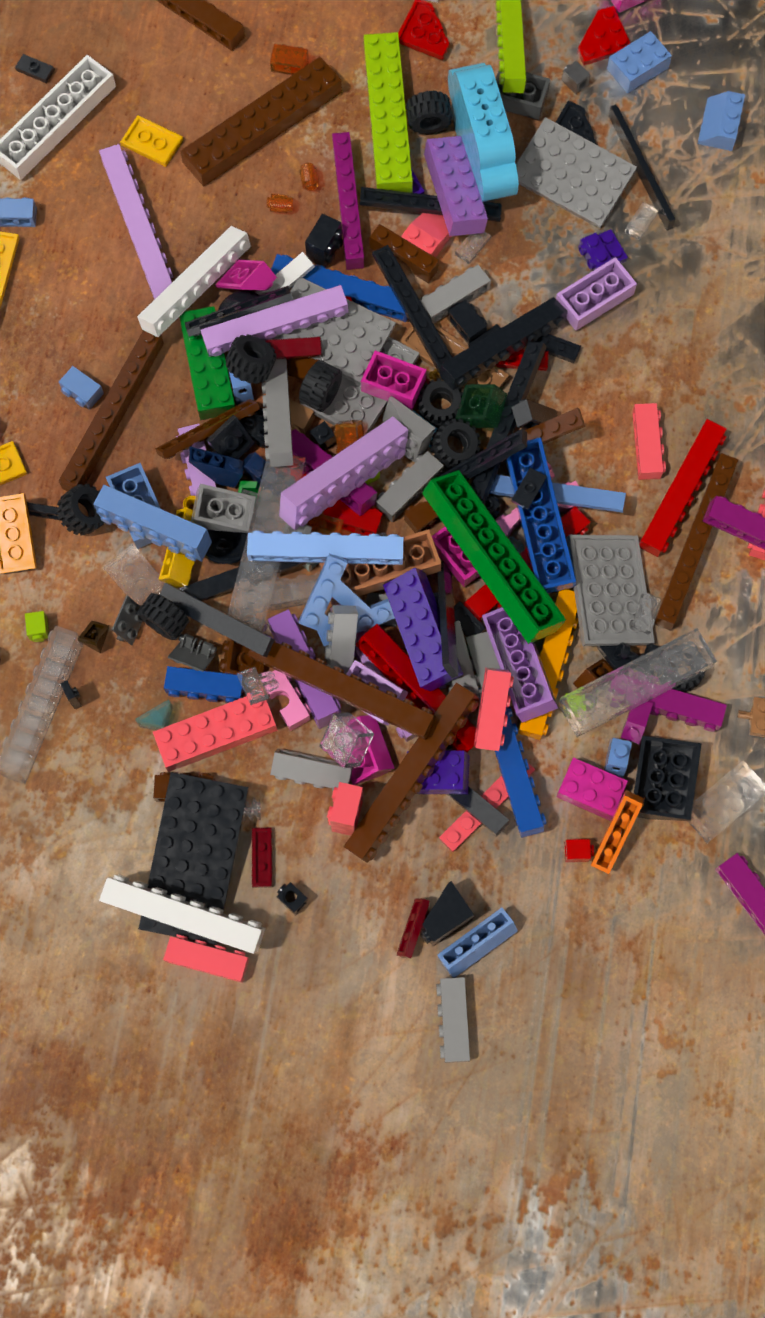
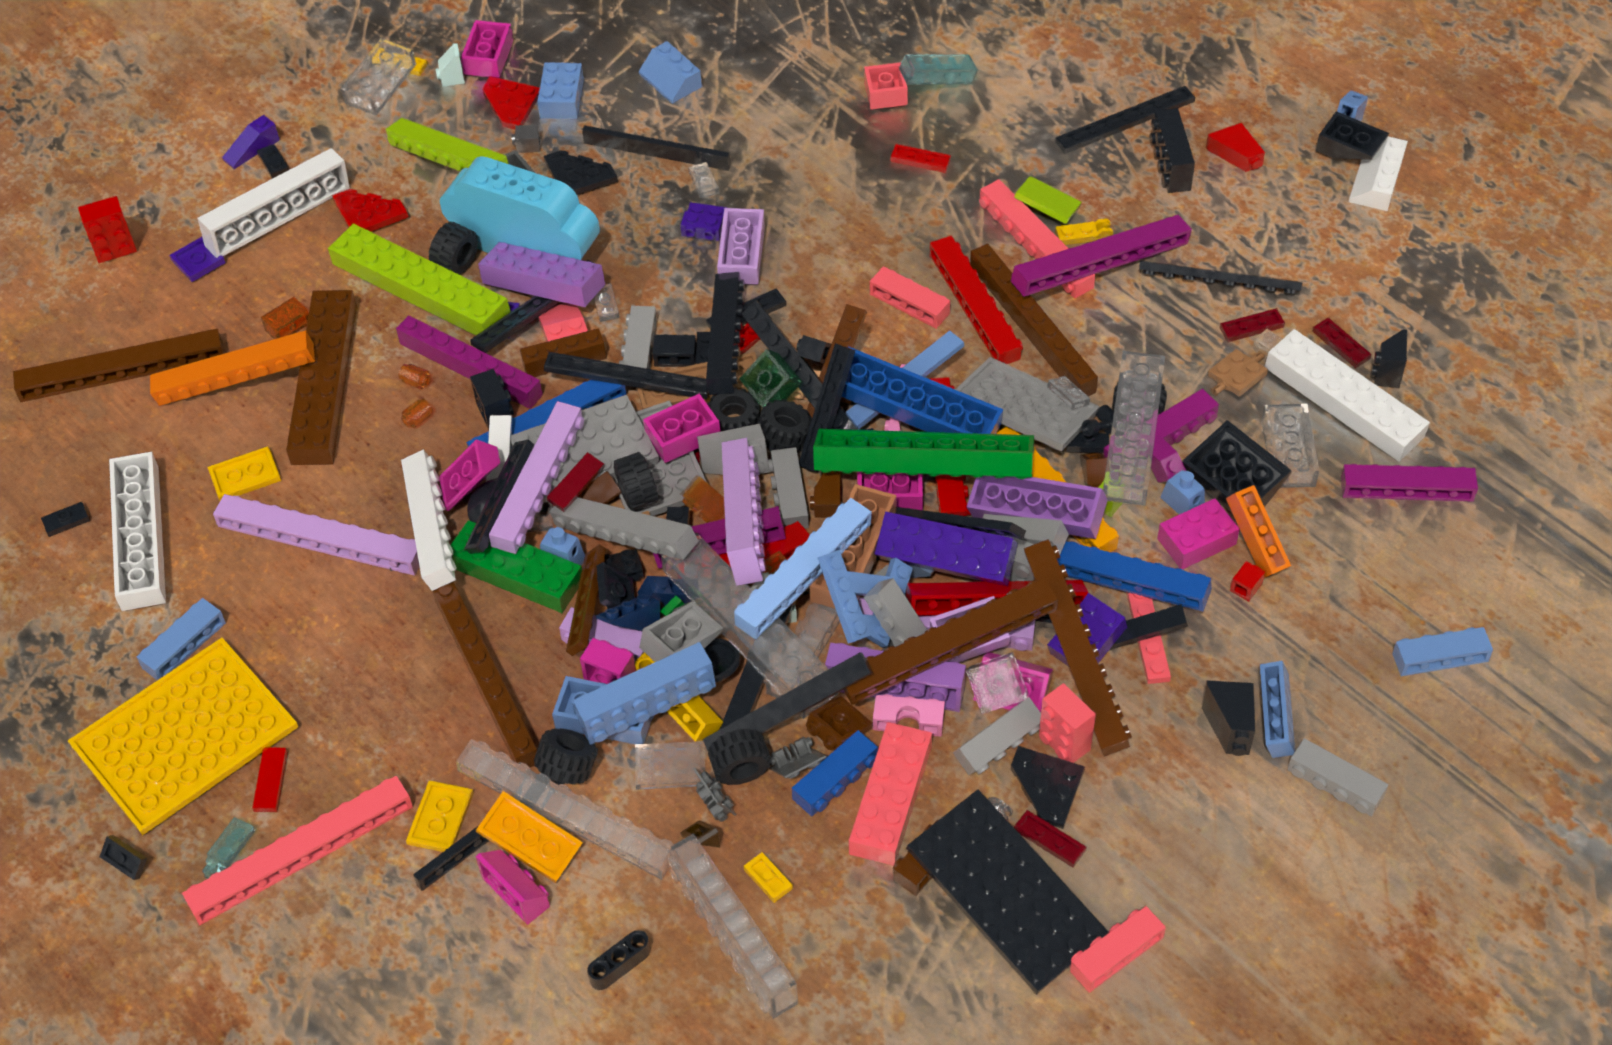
camera: 50 degrees left, 20 degrees down
(37, 626) = (644, 881): lime brick -> none
(44, 538) = (566, 808): none -> clear brick
(72, 694) = (747, 890): black plate -> none
(81, 388) = (434, 685): medium blue brick -> none
(96, 699) = (768, 877): none -> yellow plate
(156, 717) = (835, 835): clear light blue slope -> none
(171, 482) = (605, 662): none -> dark pink brick
(183, 914) = (1061, 926): white brick -> none
(217, 63) = (232, 368): none -> orange brick
(250, 359) = (559, 512): black tyre -> none
(257, 685) = (879, 720): clear hinge -> none
(294, 906) = (1117, 827): black brick -> none
(303, 827) = (1047, 783): none -> black plate
(413, 928) = (1222, 754): dark red tile -> none
(492, 709) = (1071, 540): coral brick -> none
(529, 488) = (888, 384): black plate -> none
(573, 172) = (623, 189): light grey plate -> none
(623, 1028) = (1442, 651): none -> medium blue brick

